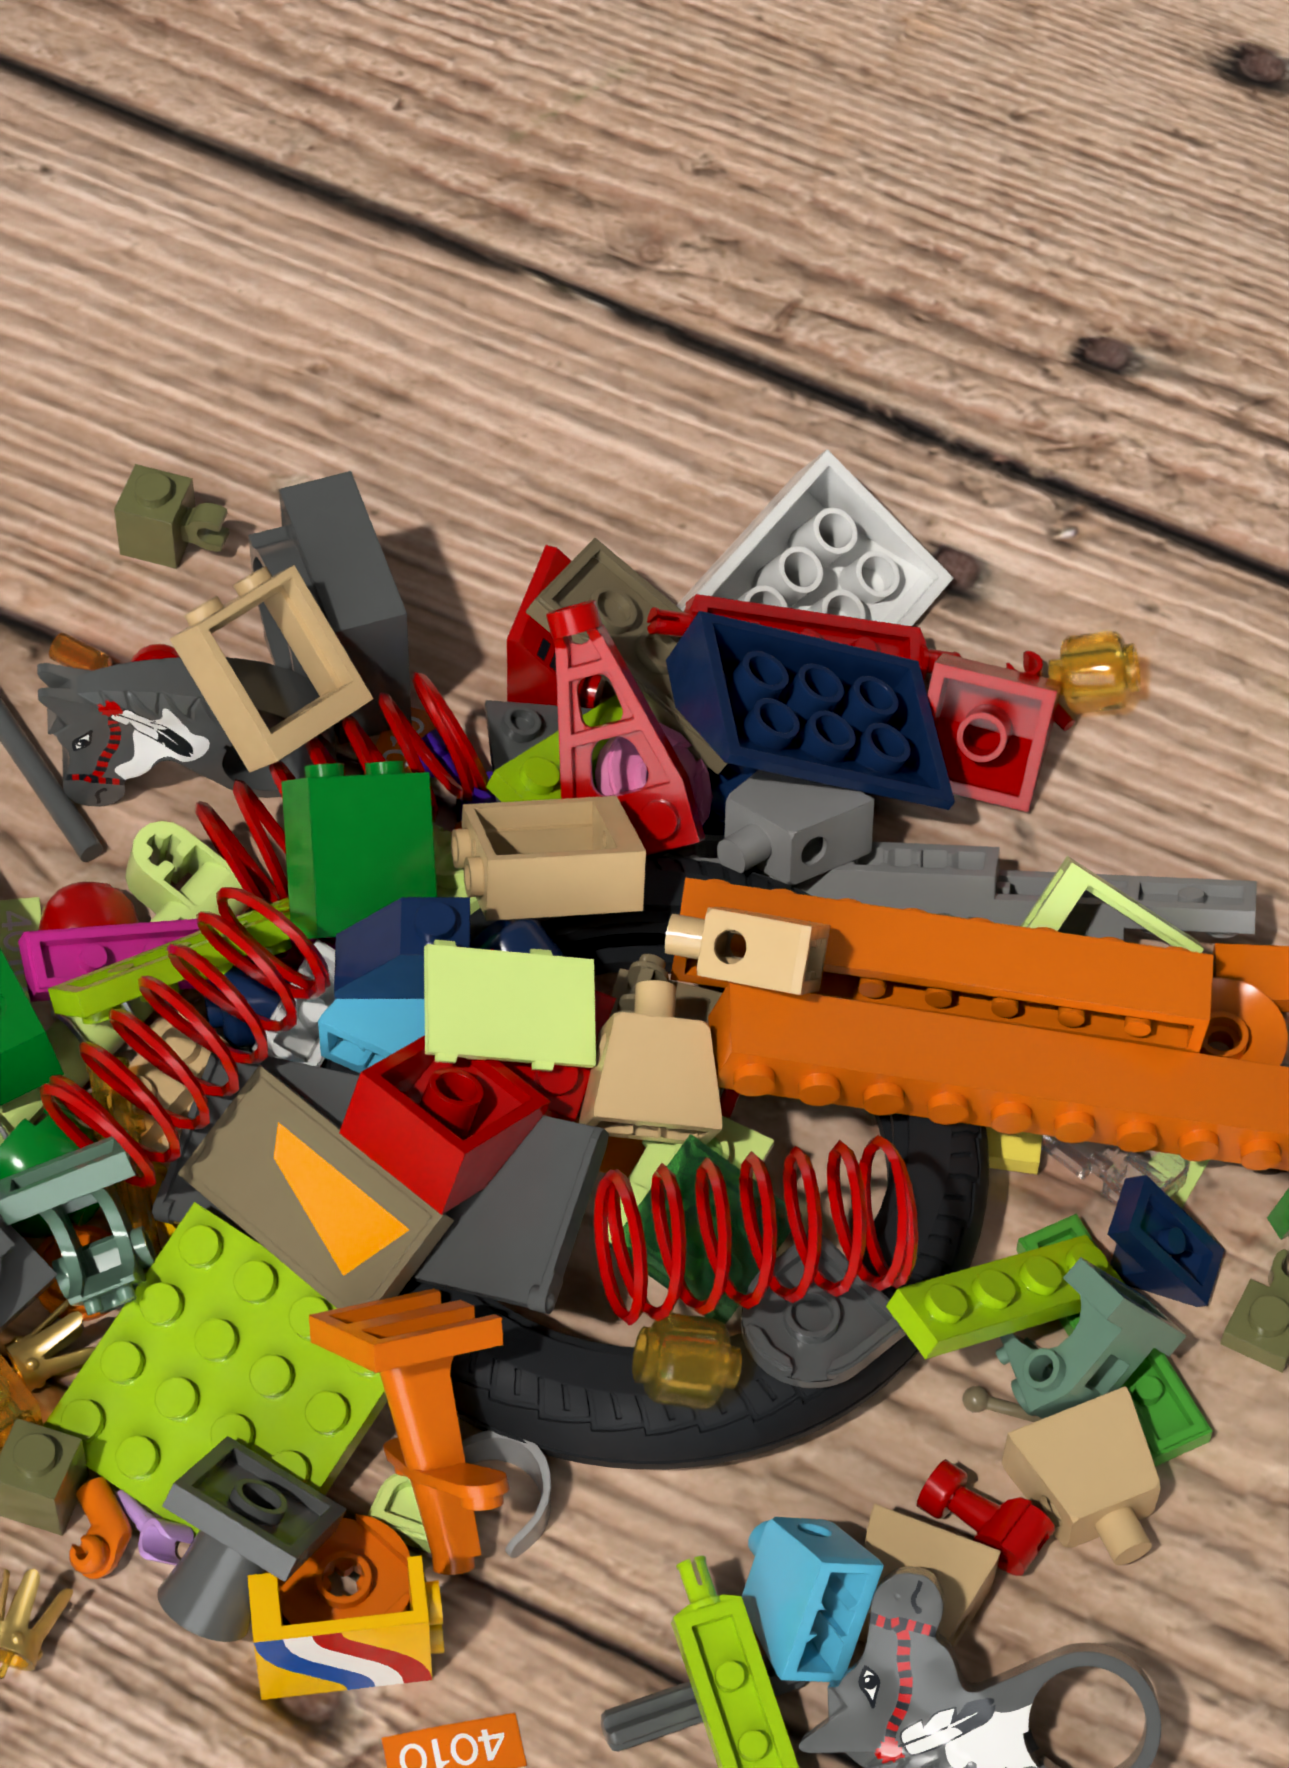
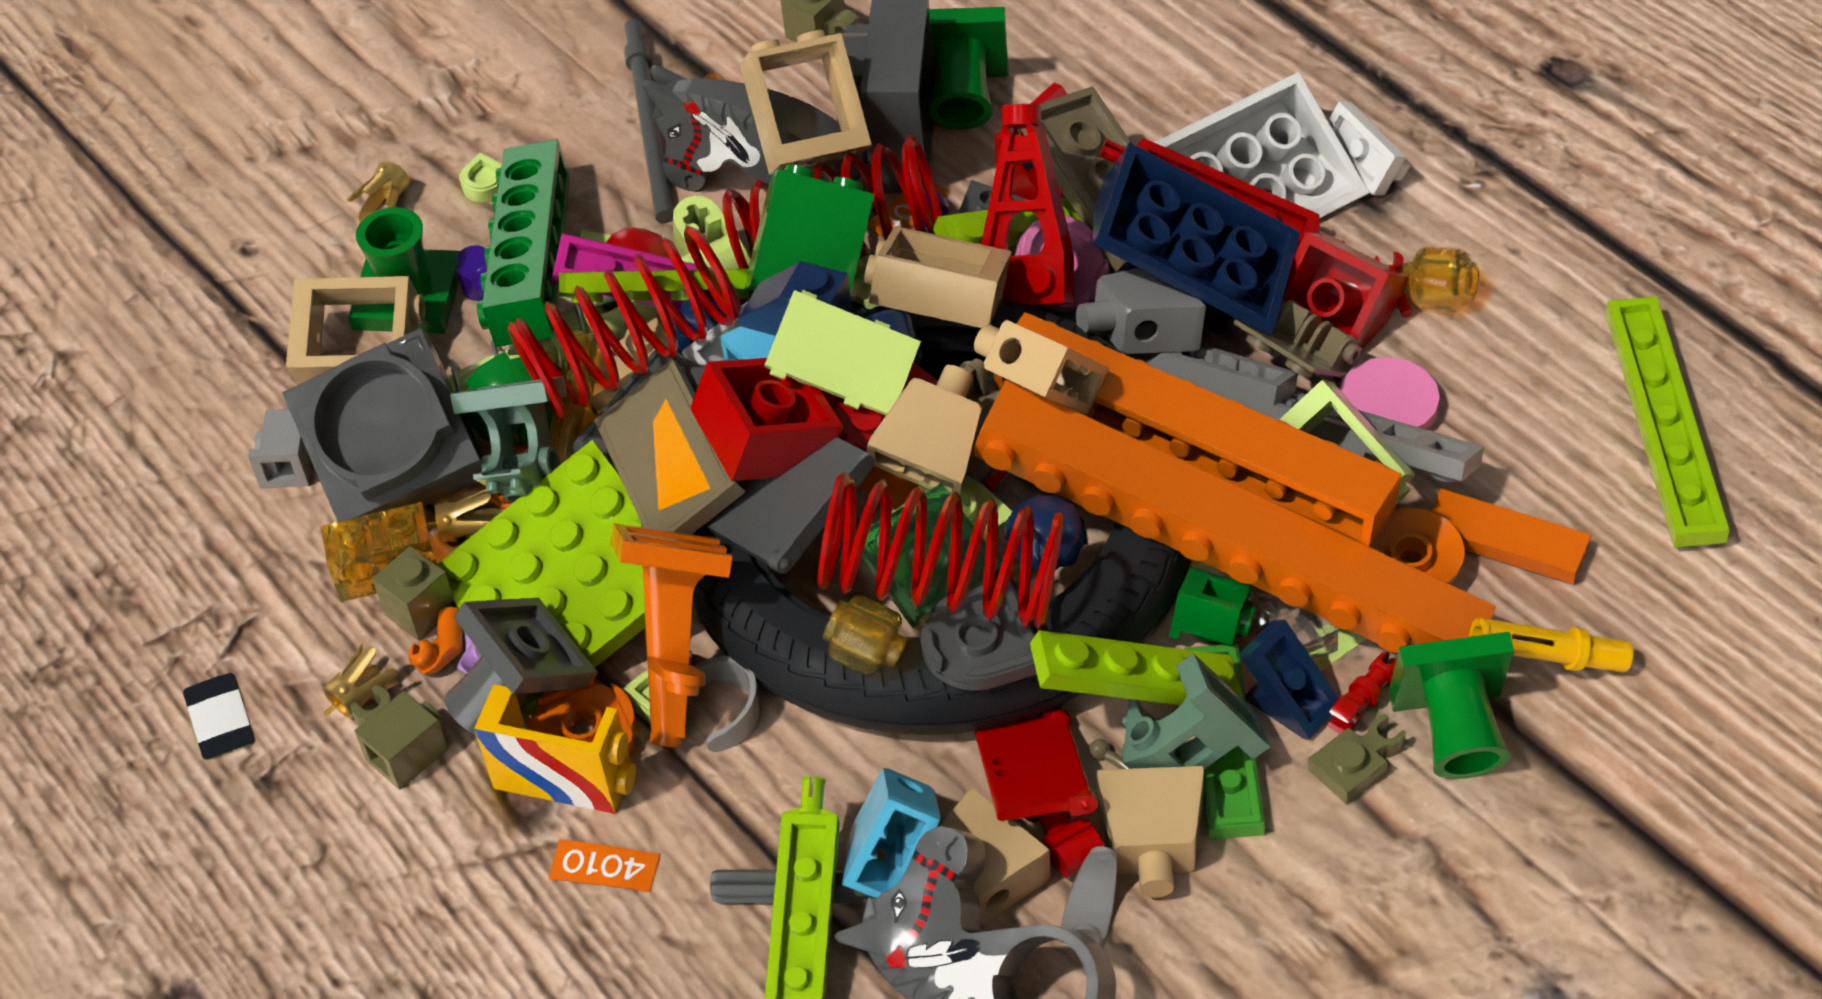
camera: 30 degrees right, 5 degrees down
(115, 1678) = (399, 735): none -> olive brick
(403, 513) = (966, 51): none -> green plant
(815, 1134) = (1073, 534): none -> dark blue hair
(937, 524) = (1368, 148): none -> white plate
(938, 1455) = (1035, 768): none -> red door
(997, 825) = (1306, 342): none -> dark tan hinge
(1034, 1180) = (1212, 608): none -> green brick
(1058, 1594) = (1093, 895): none -> light grey helmet
(1103, 833) = (1393, 390): none -> bright pink tile
(1245, 1229) = (1363, 693): none -> red piece

